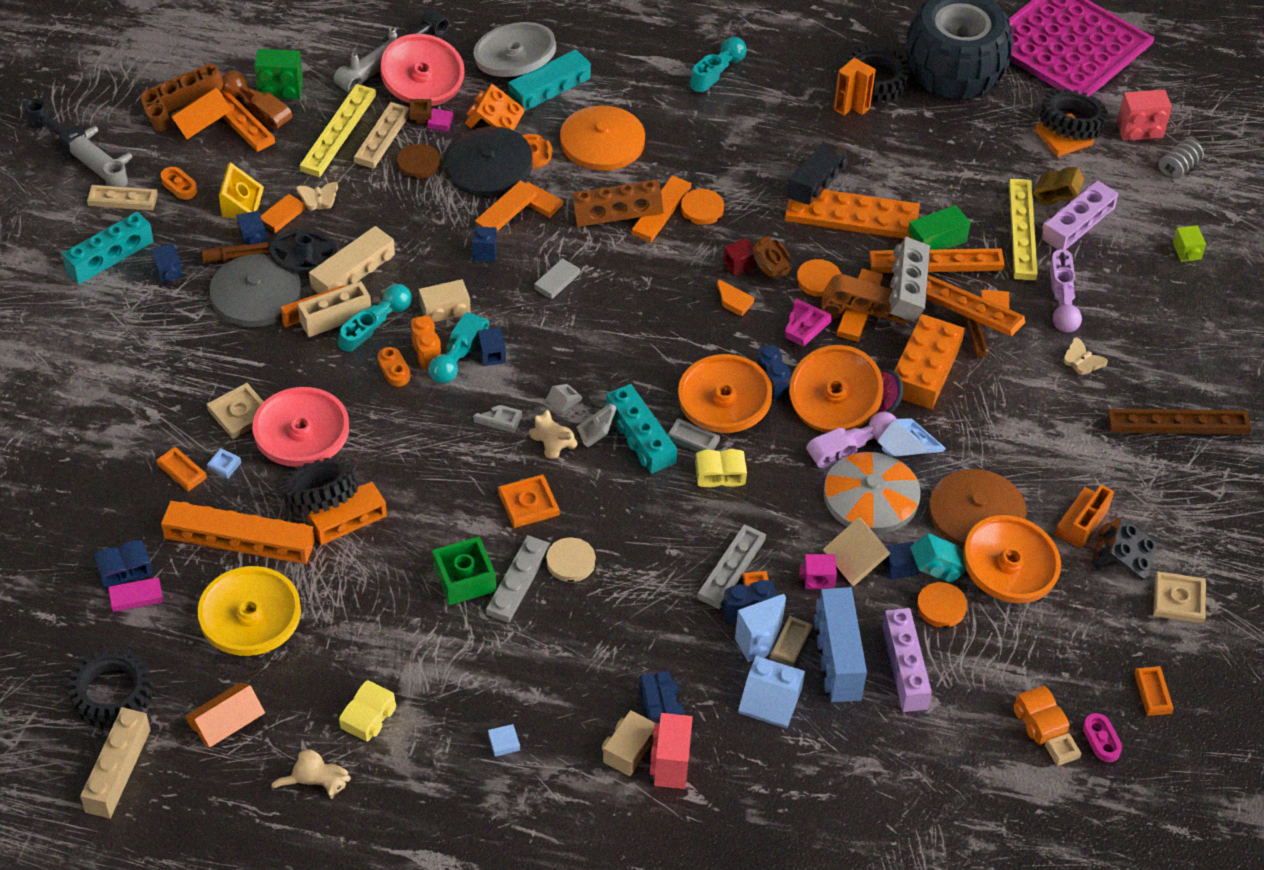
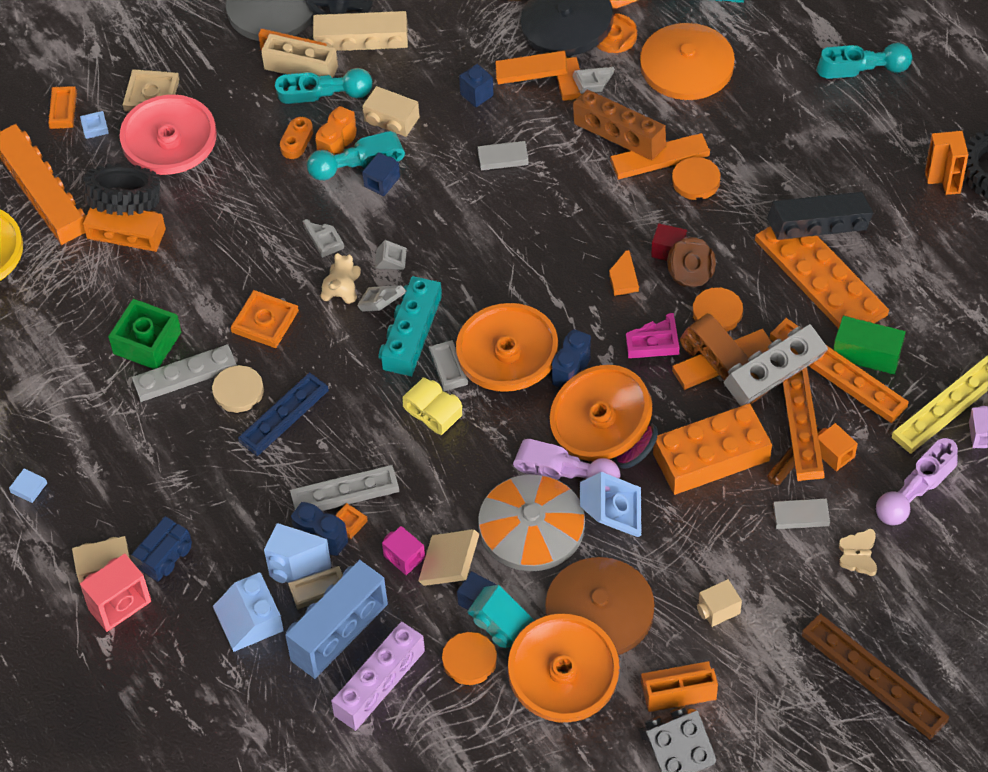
camera: 50 degrees right, 5 degrees up
(558, 188) = (592, 79): none -> light grey tile
(623, 552) = (283, 414): none -> dark blue tile
(1020, 362) = (801, 513): none -> light grey tile
(1045, 448) = (719, 603): none -> tan brick

